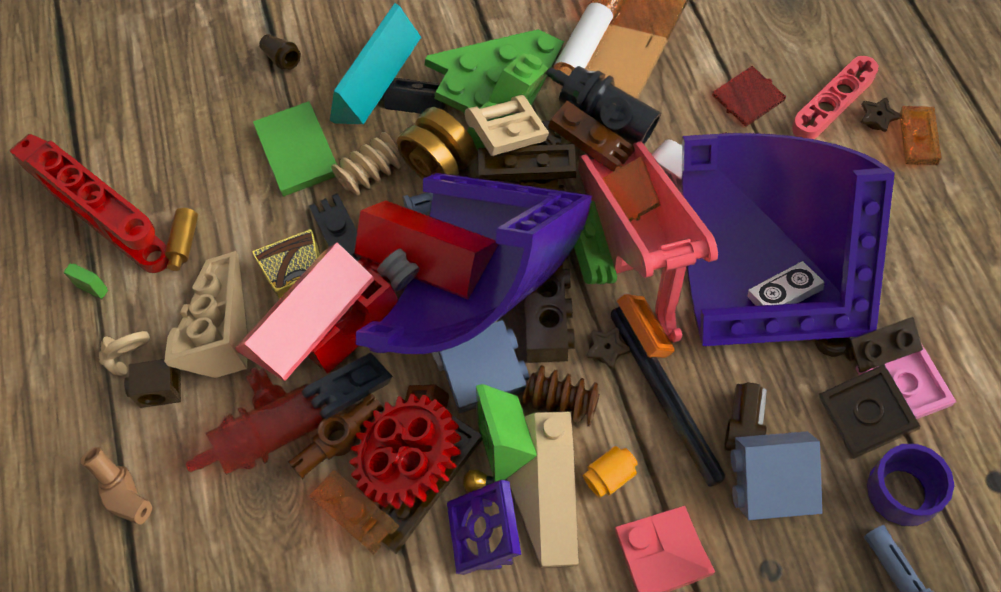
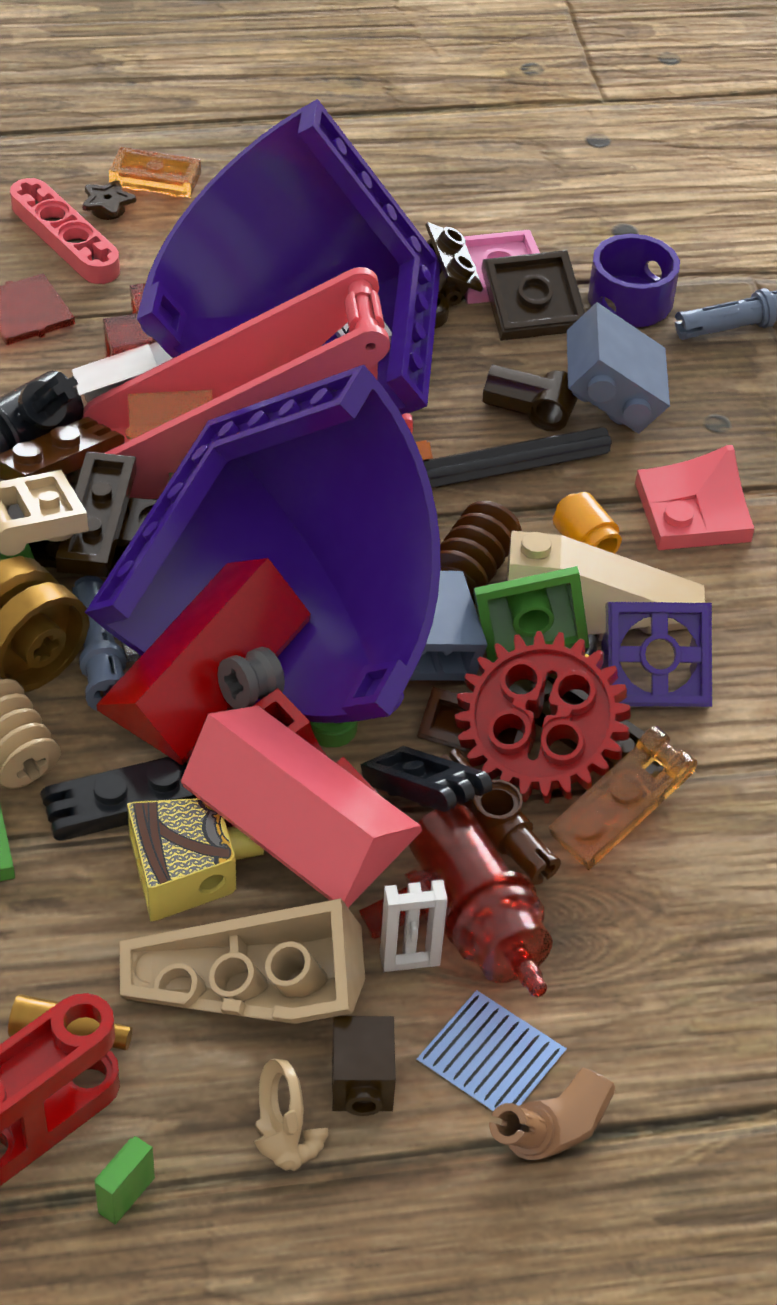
camera: 90 degrees left, 15 degrees down
(167, 457) = (491, 1053): none -> light blue sticker
(230, 388) = (412, 903): none -> white tile
(664, 145) = (114, 369): none -> white sticker

